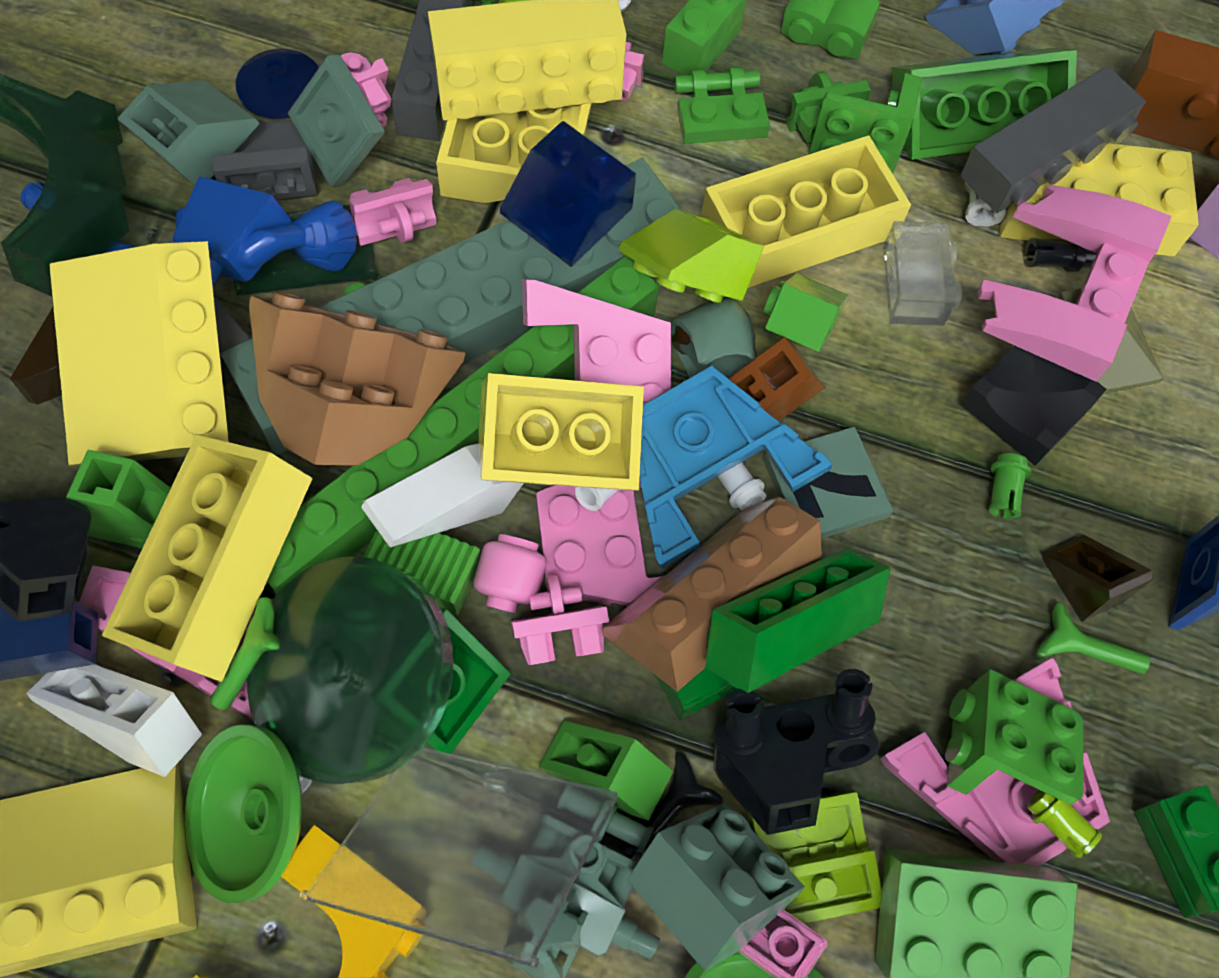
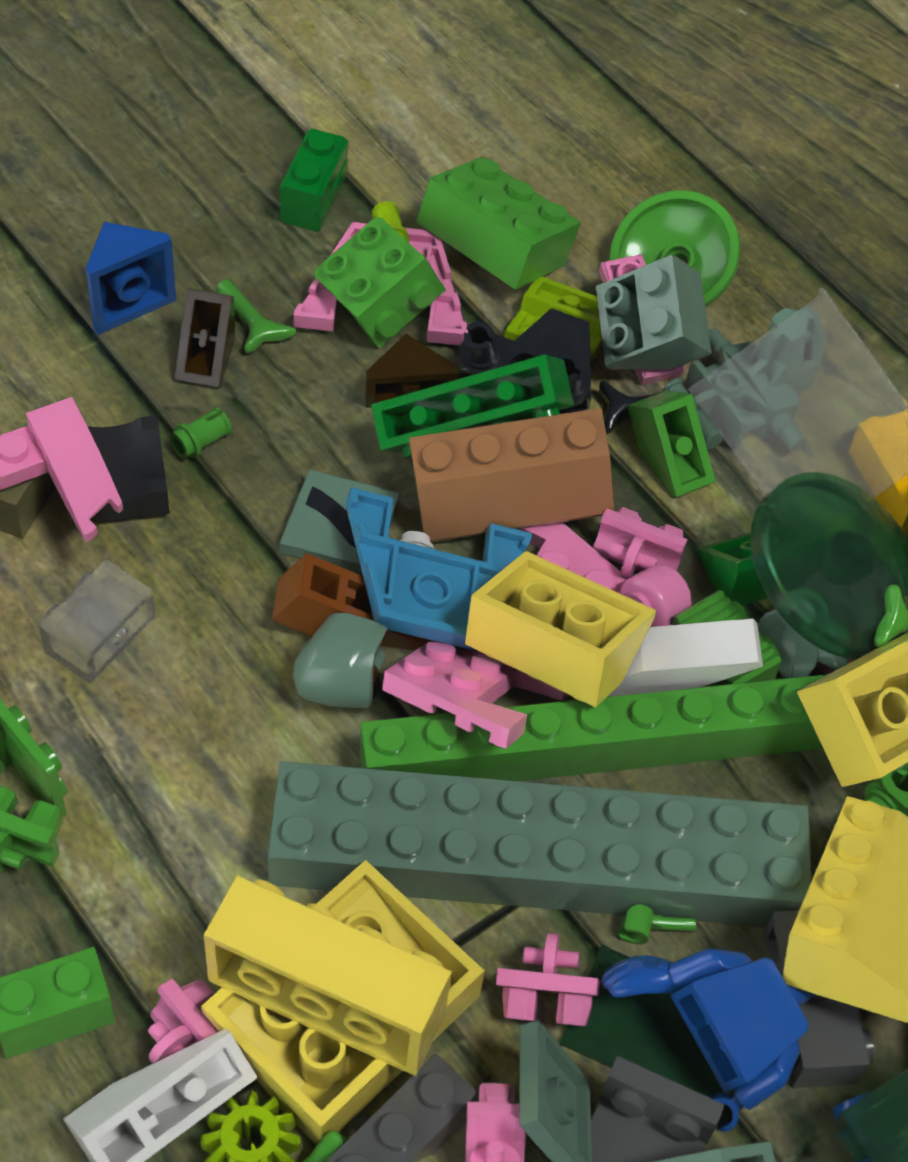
camera: 145 degrees left, 10 degrees down
(341, 381) = (717, 774): medium nougat brick -> none
(569, 193) = (390, 824): clear blue slope -> none
(696, 254) = (318, 709): lime slope -> none
(722, 116) = (114, 902): bright green plate -> none
(804, 310) = (245, 626): bright green brick -> none
(811, 207) = (154, 725): light yellow brick -> none
(904, 667) = (406, 369): none -> dark brown slope

